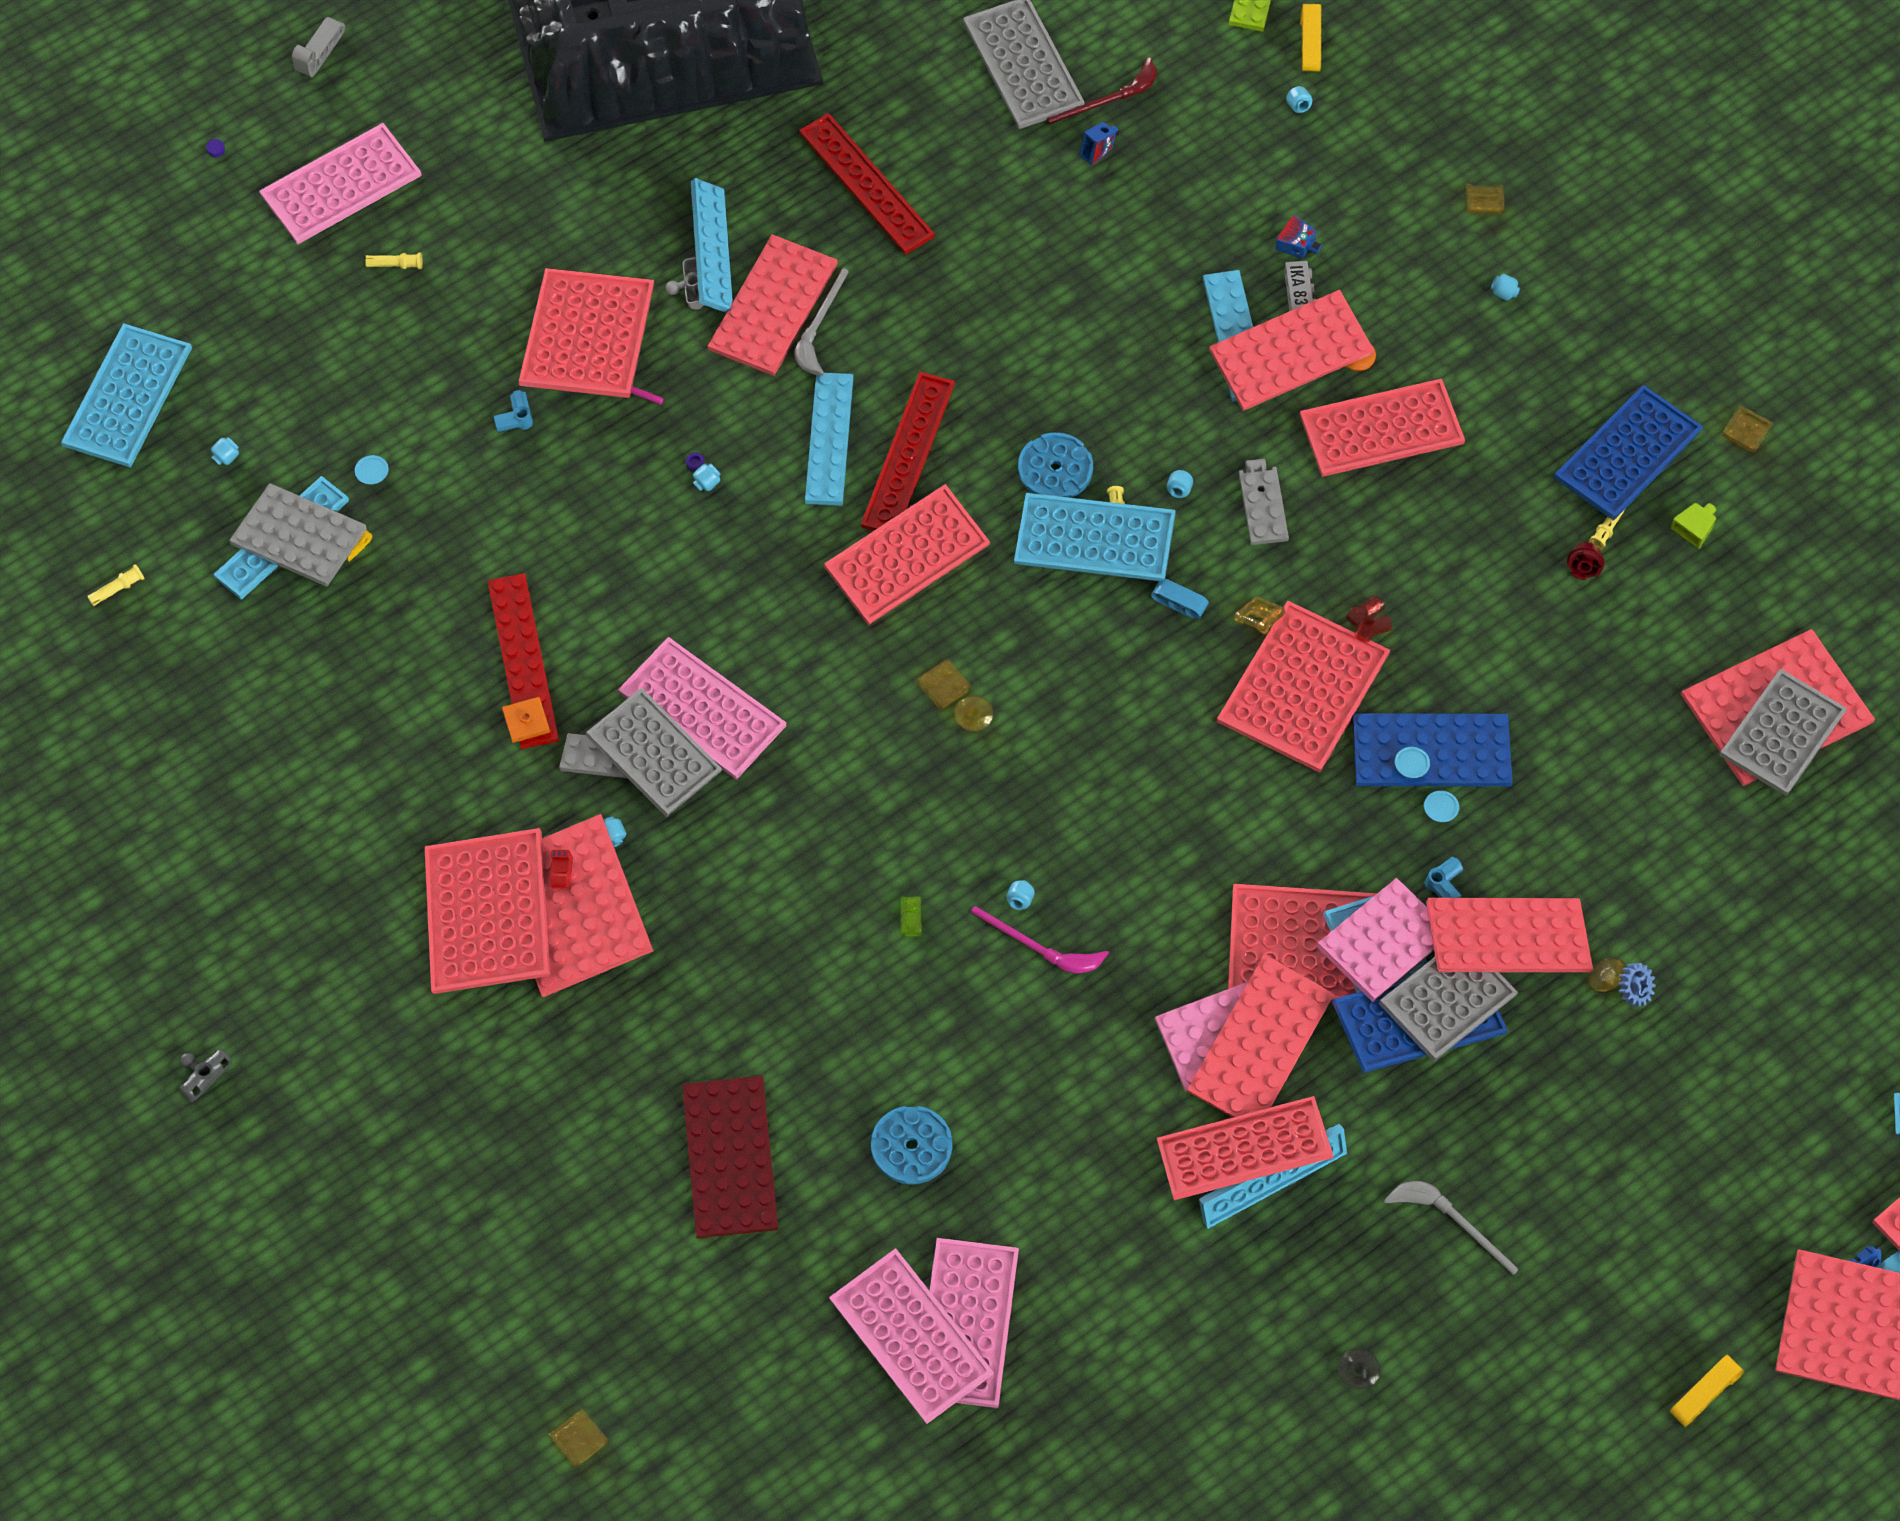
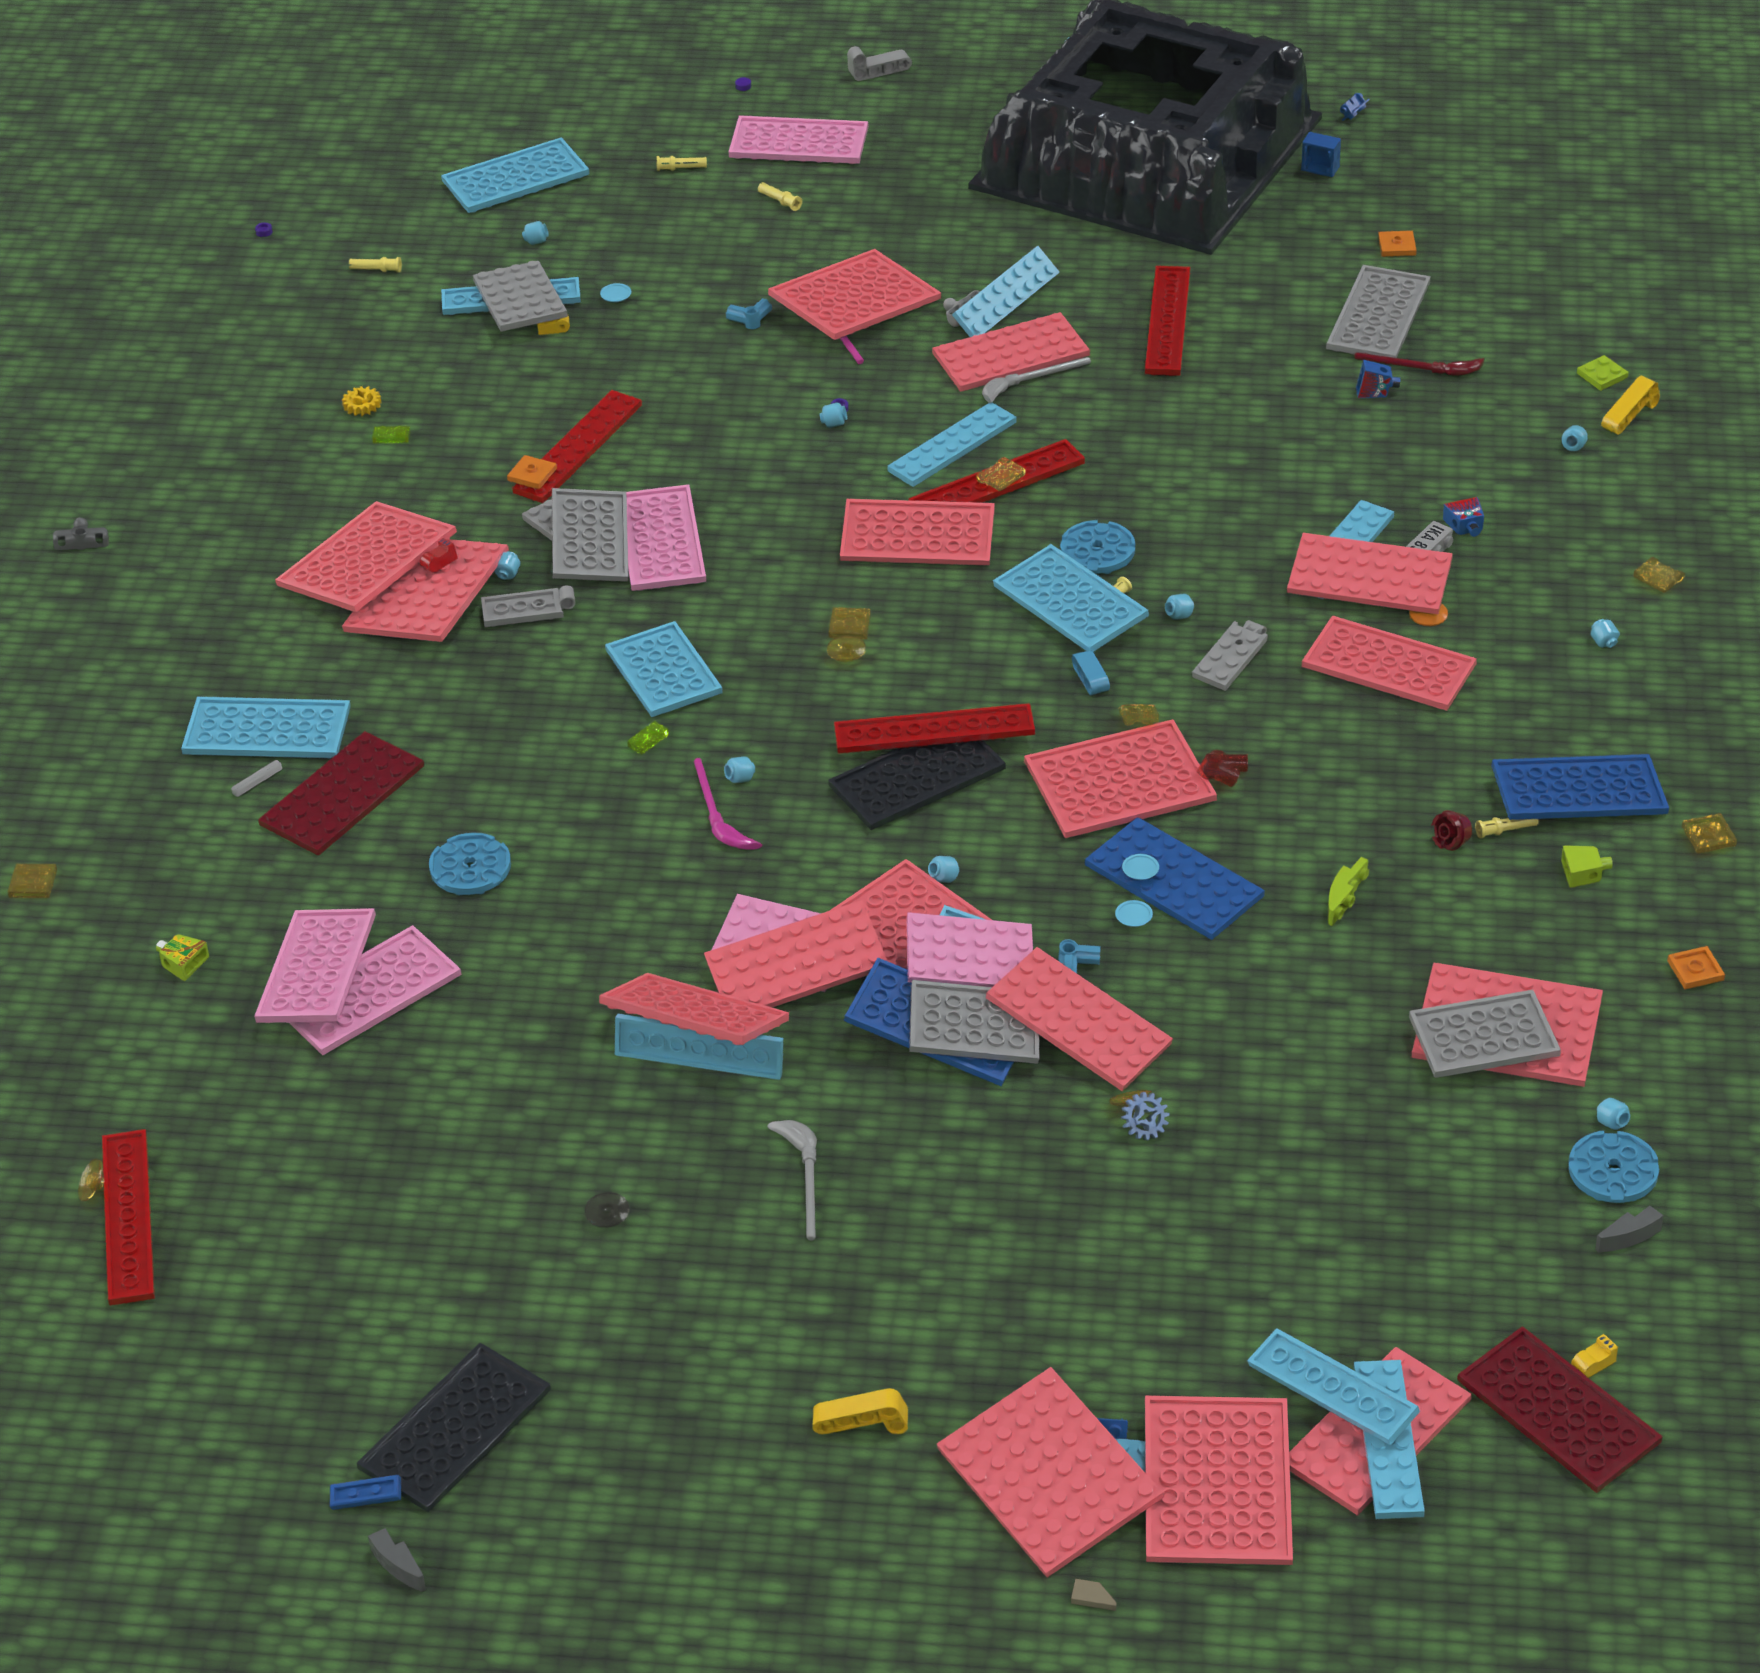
camera: 45 degrees right, 20 degrees down
(258, 285) = (702, 162): none -> light yellow pin
(283, 747) = (361, 401): none -> yellow gear
(347, 763) = (391, 434): none -> clear neon green plate
(597, 1143) = (266, 727): none -> medium azure plate
(646, 1197) = (256, 778): none -> light grey axle
(665, 866) = (527, 606): none -> light grey hinge
(788, 1410) = (182, 955): none -> lime torso
(851, 840) = (663, 669): none -> medium azure plate
(919, 447) = (1001, 474): none -> clear yellow plate
(1129, 745) = (934, 728): none -> red plate
(1154, 796) = (913, 778): none -> black plate
(1270, 872) = (943, 869): none -> medium azure head
(1562, 676) = (1343, 889): none -> lime slope
(1850, 561) = (1696, 967): none -> orange plate

